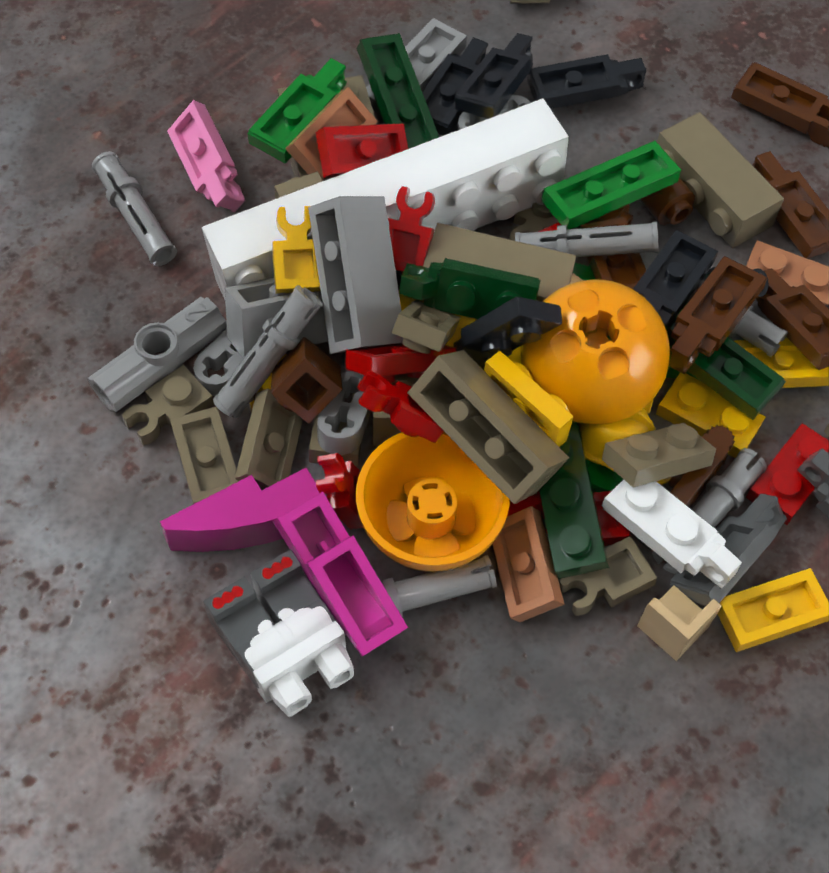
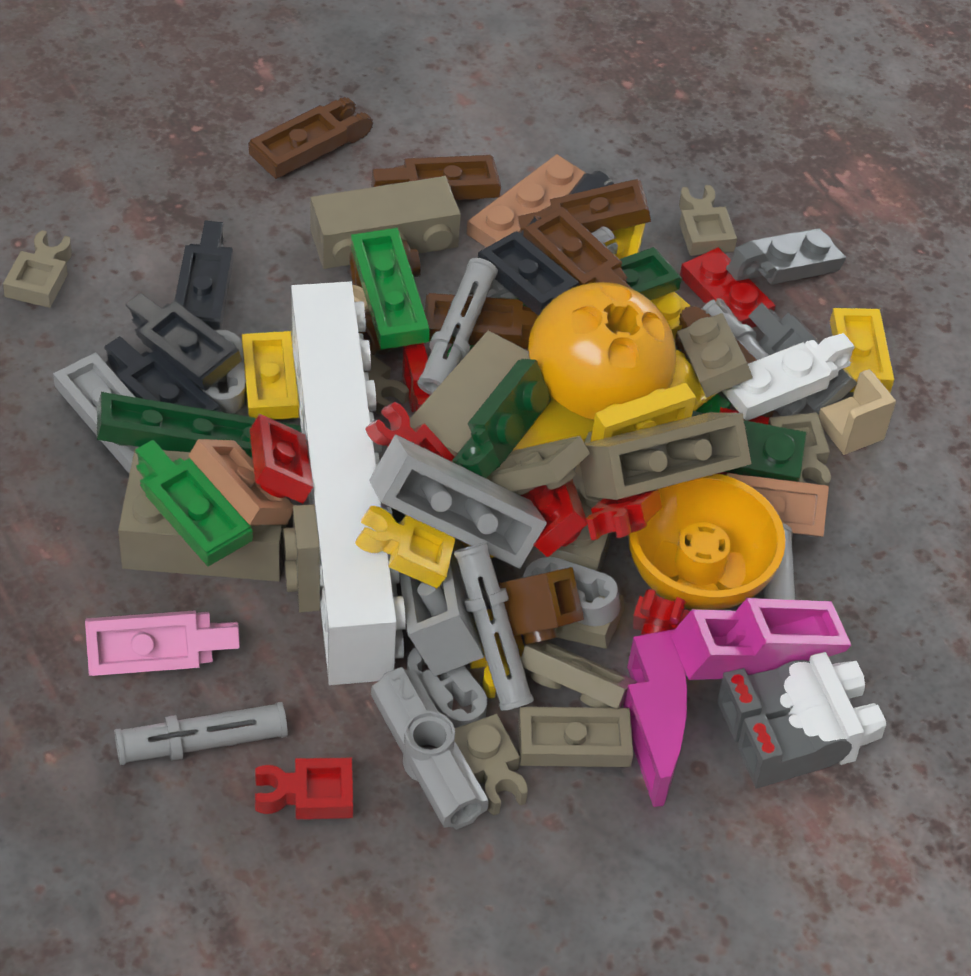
camera: 75 degrees left, 10 degrees down
(102, 289) = (318, 788): none -> red plate
(508, 328) = (590, 374): black hinge -> none

